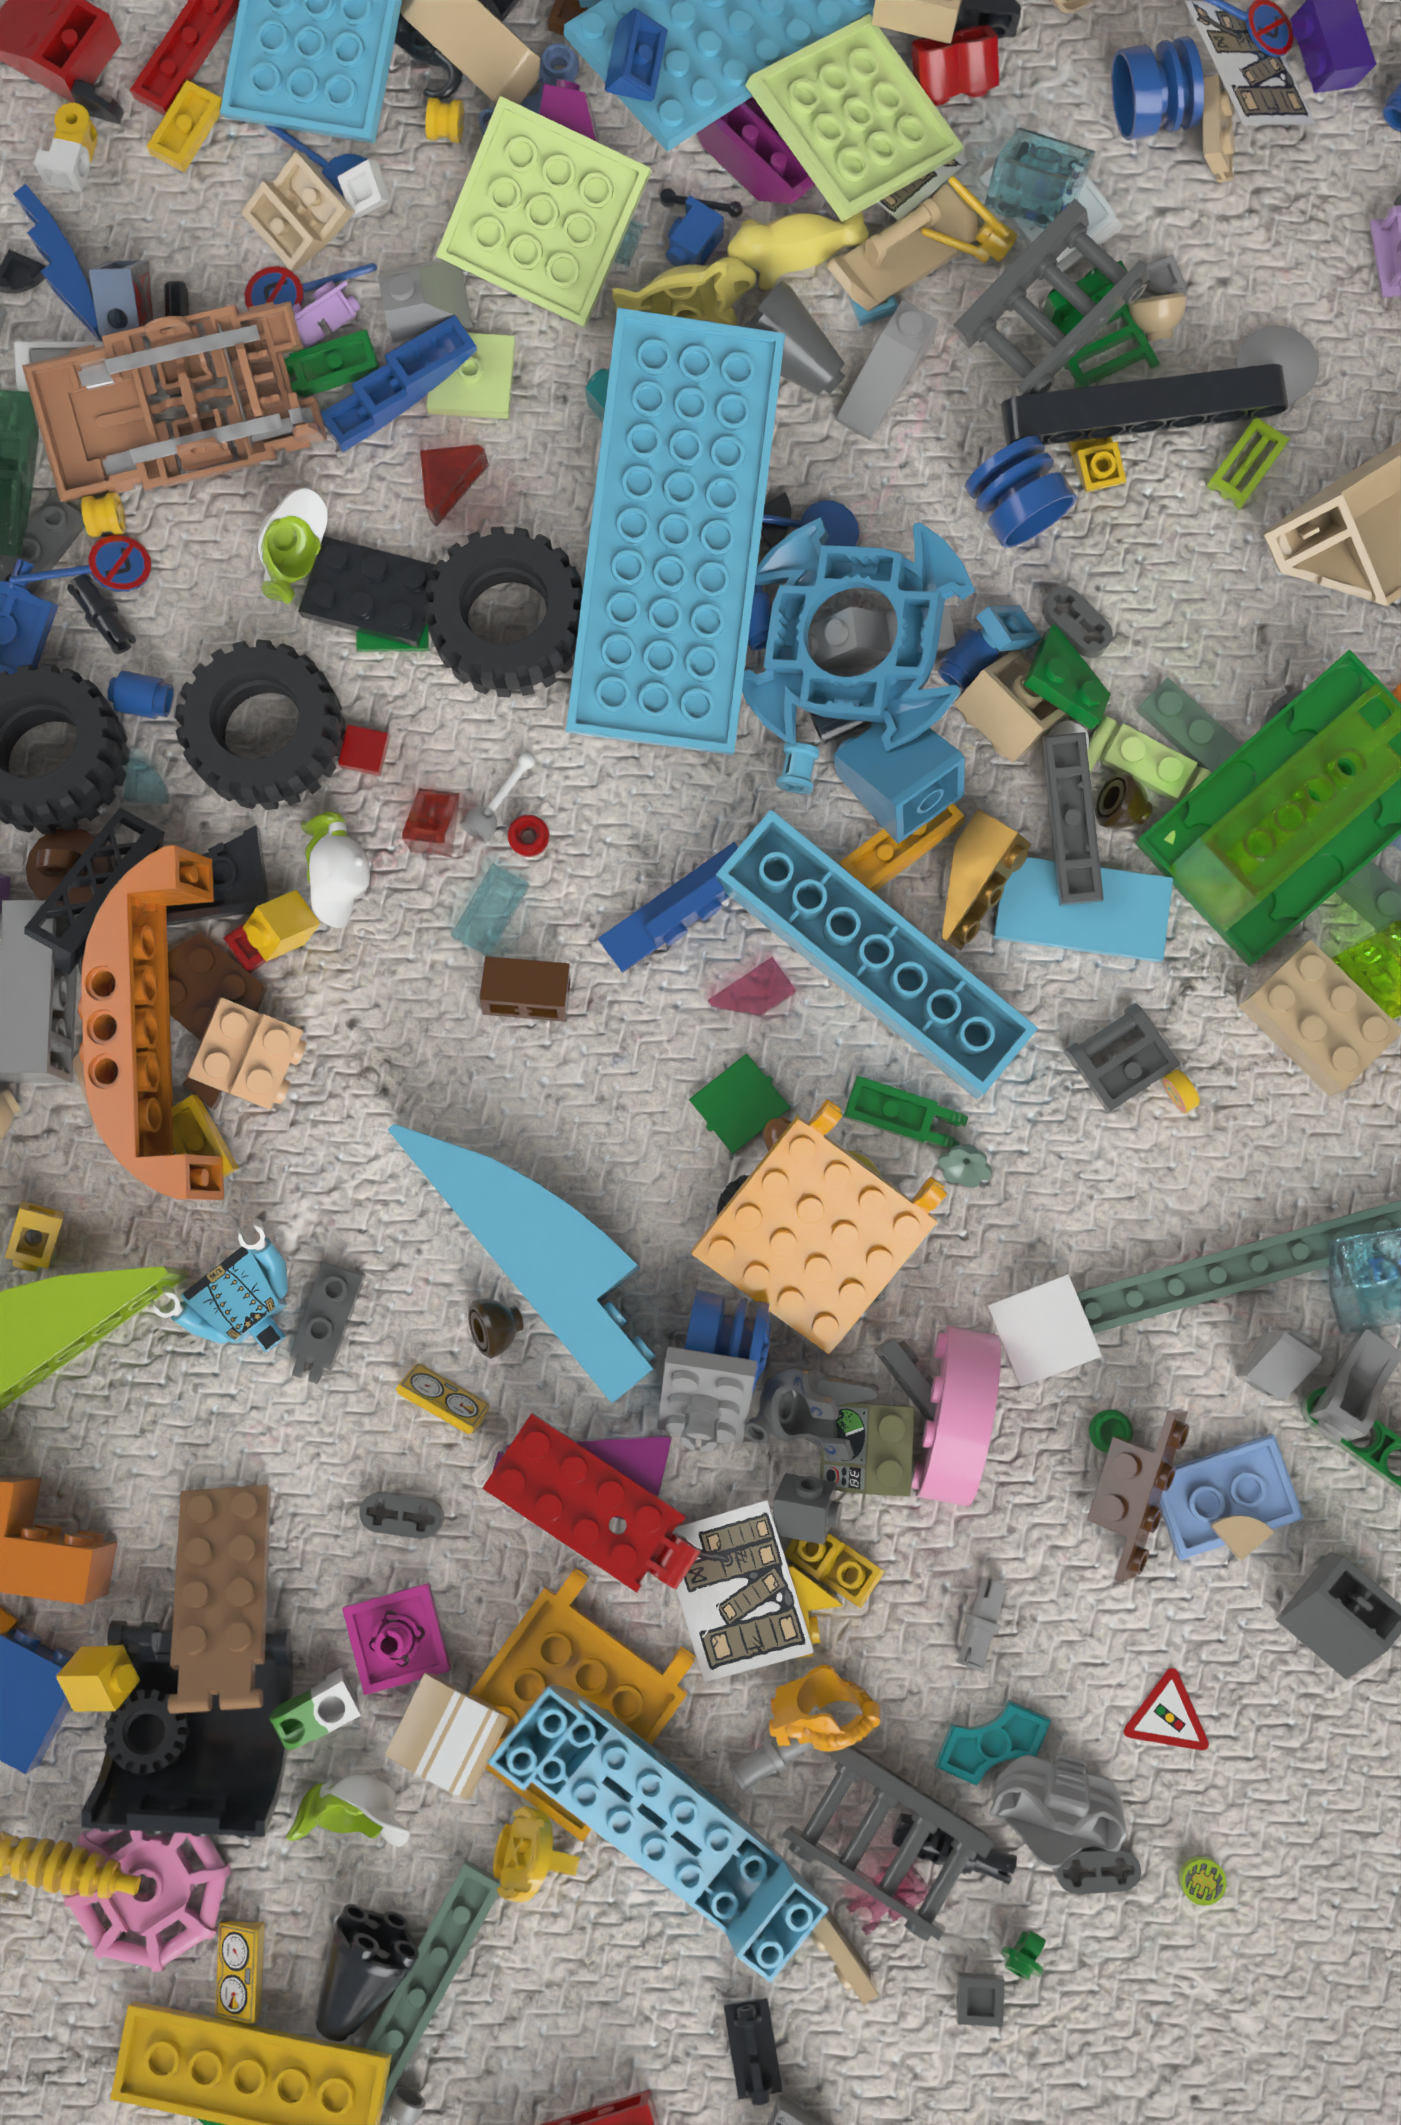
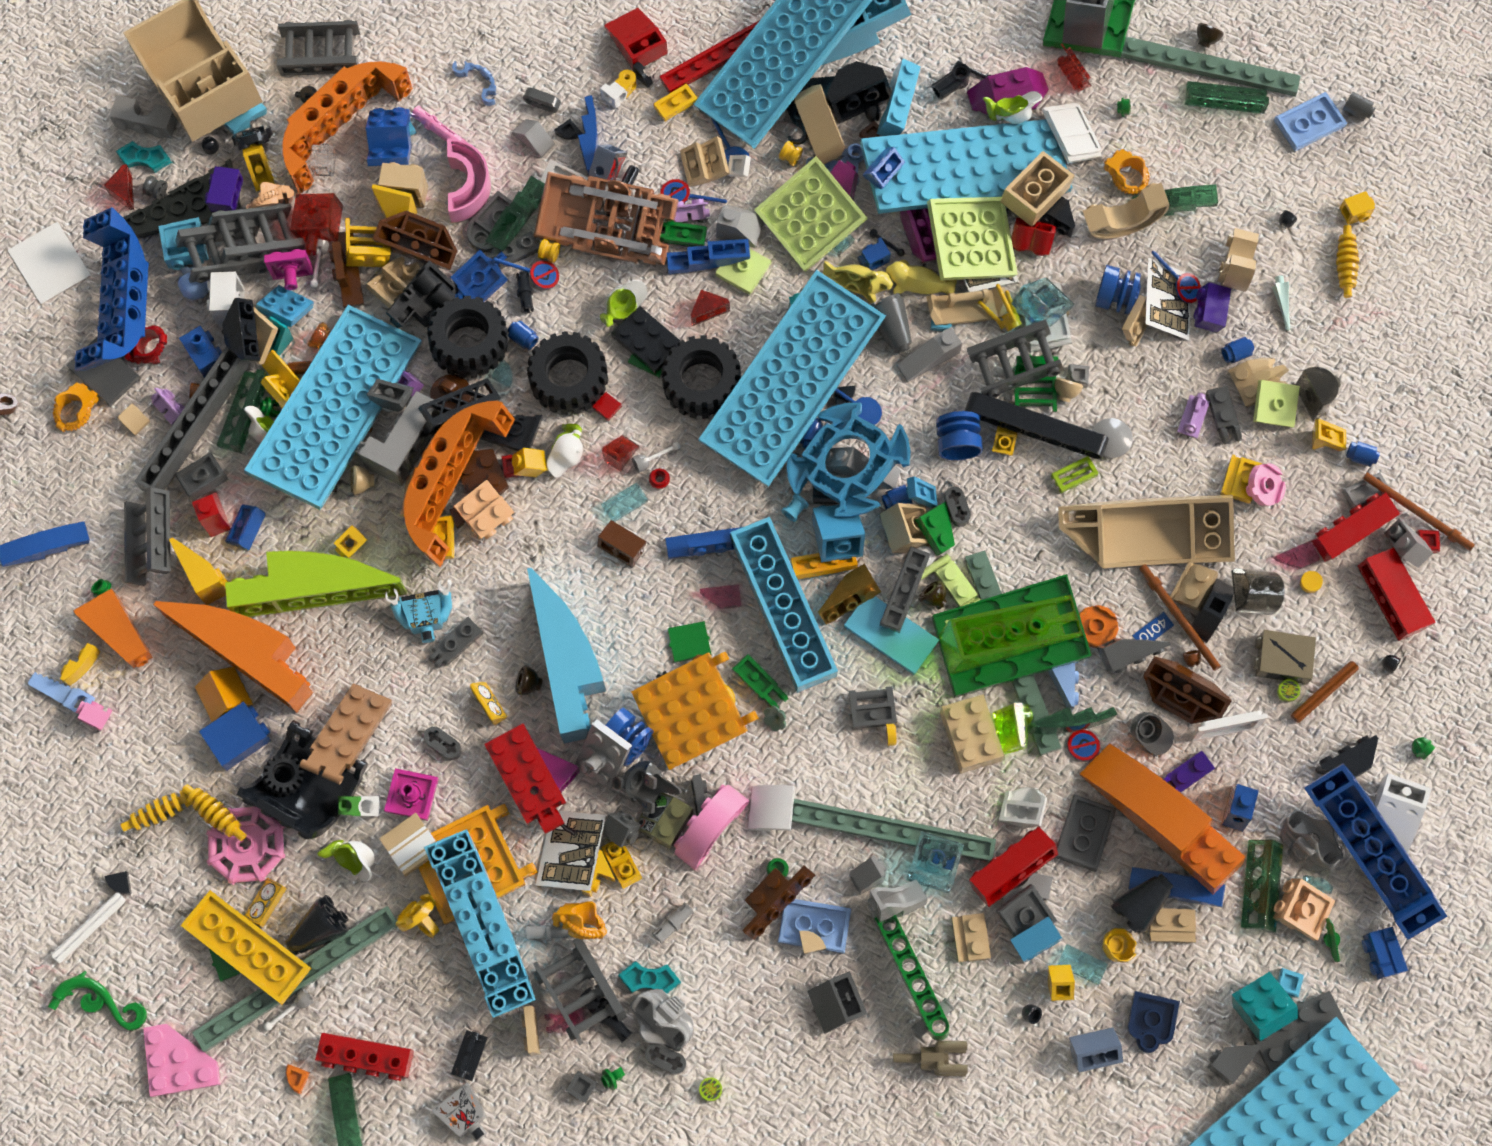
camera: 25 degrees right, 10 degrees down
(98, 1678) = (275, 740): yellow brick -> none
(1168, 1716) = (735, 1010): sticker -> none

